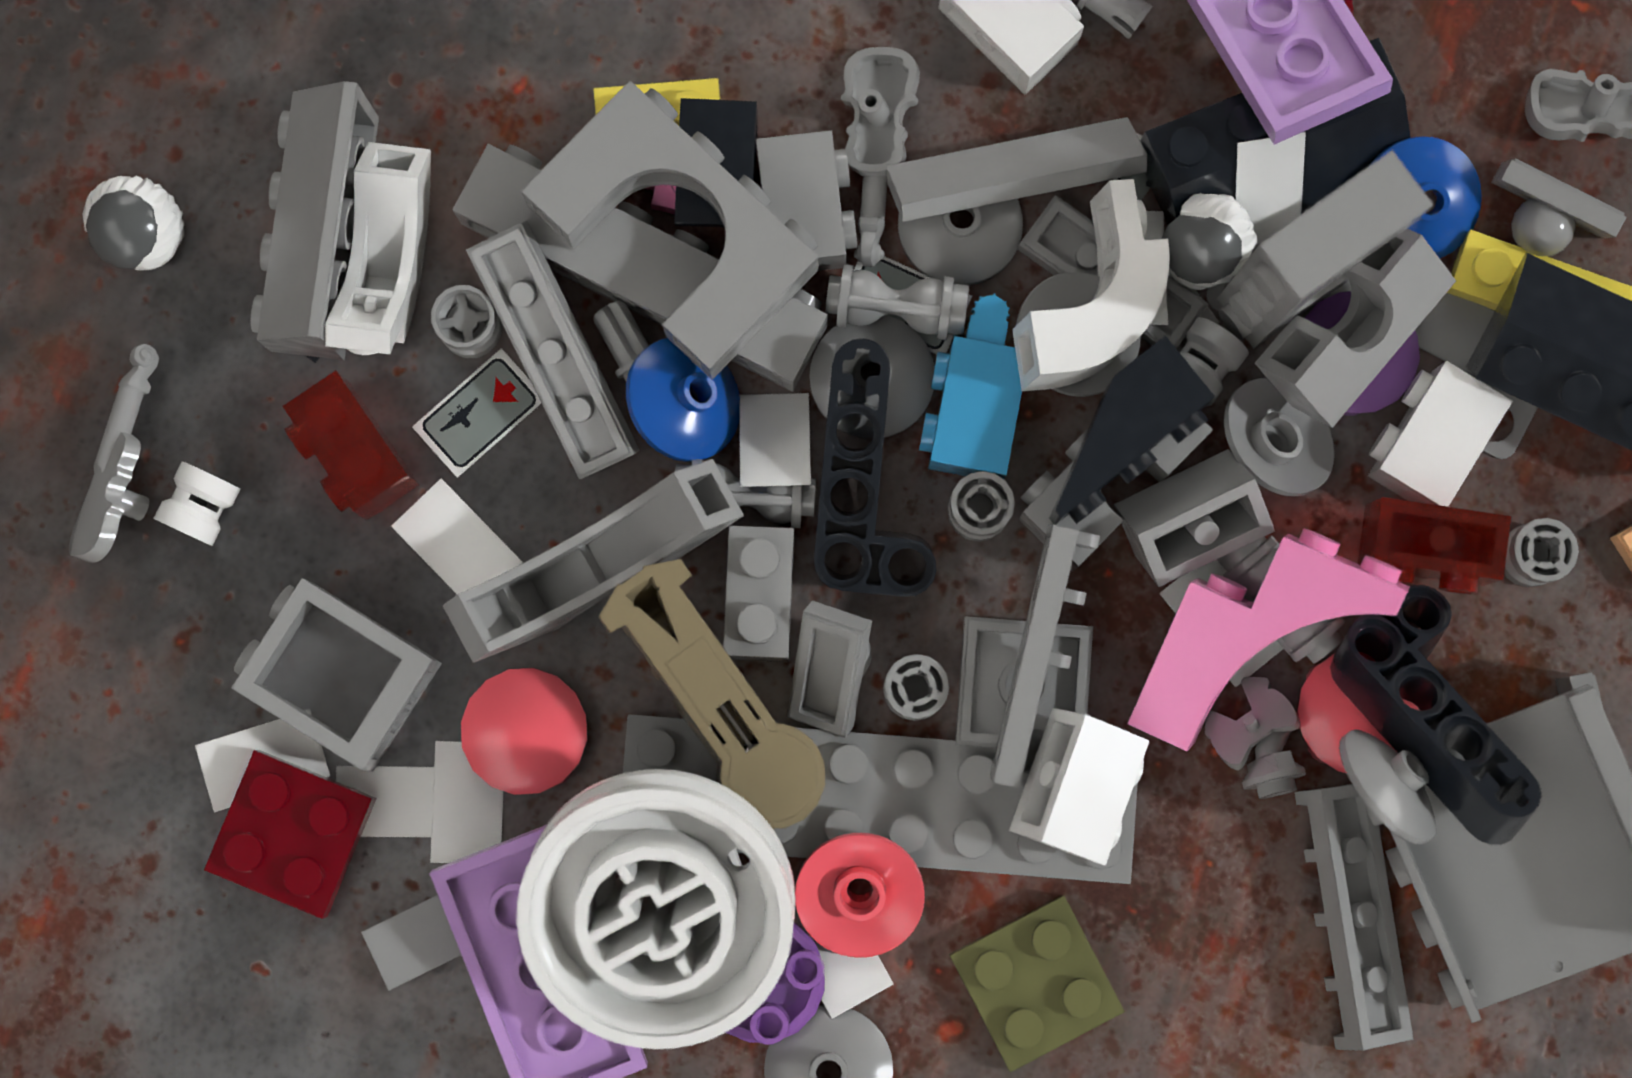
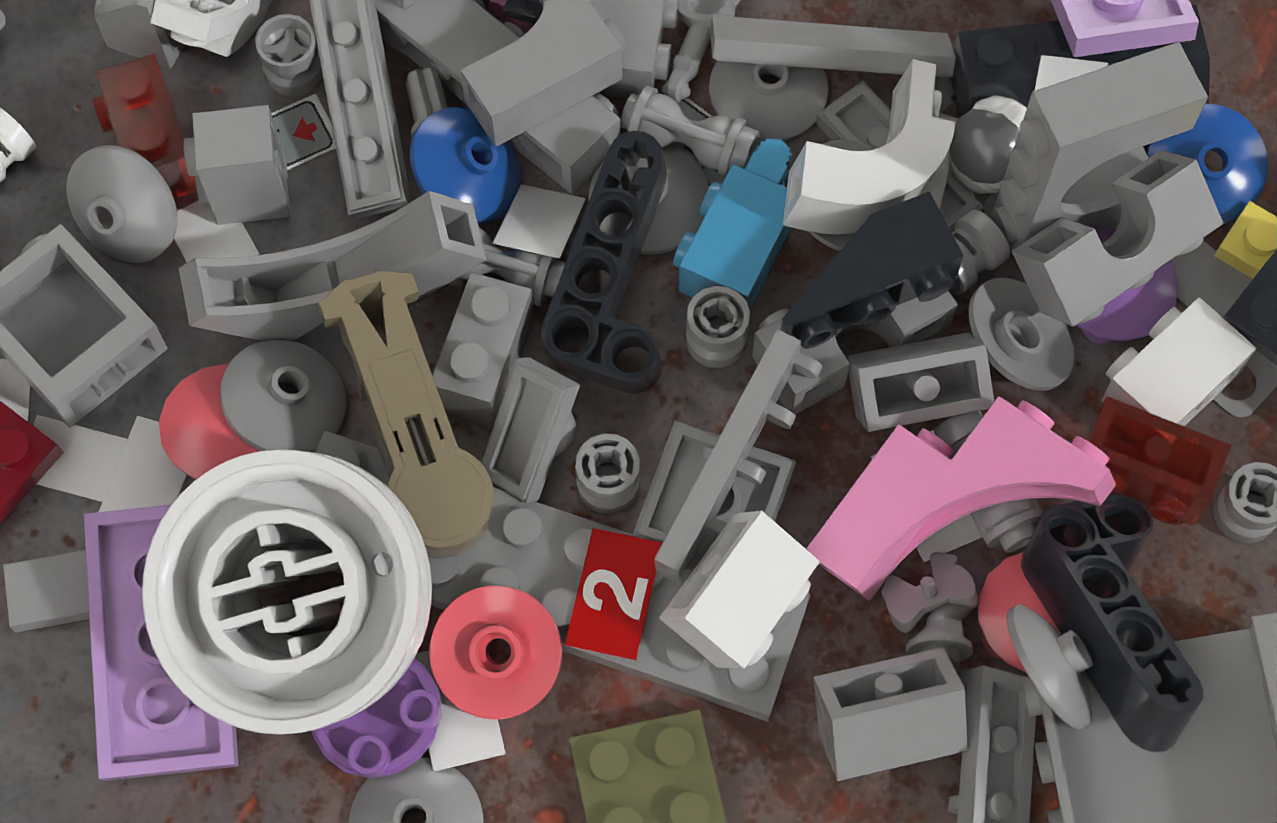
camera: 15 degrees right, 15 degrees down
(353, 537) = (121, 204): none -> light grey dish
(459, 468) = (239, 165): none -> light grey brick
(555, 711) = (266, 414): none -> light grey dish
(955, 808) = (613, 594): none -> red sticker
(1246, 859) = (891, 713): none -> light grey brick

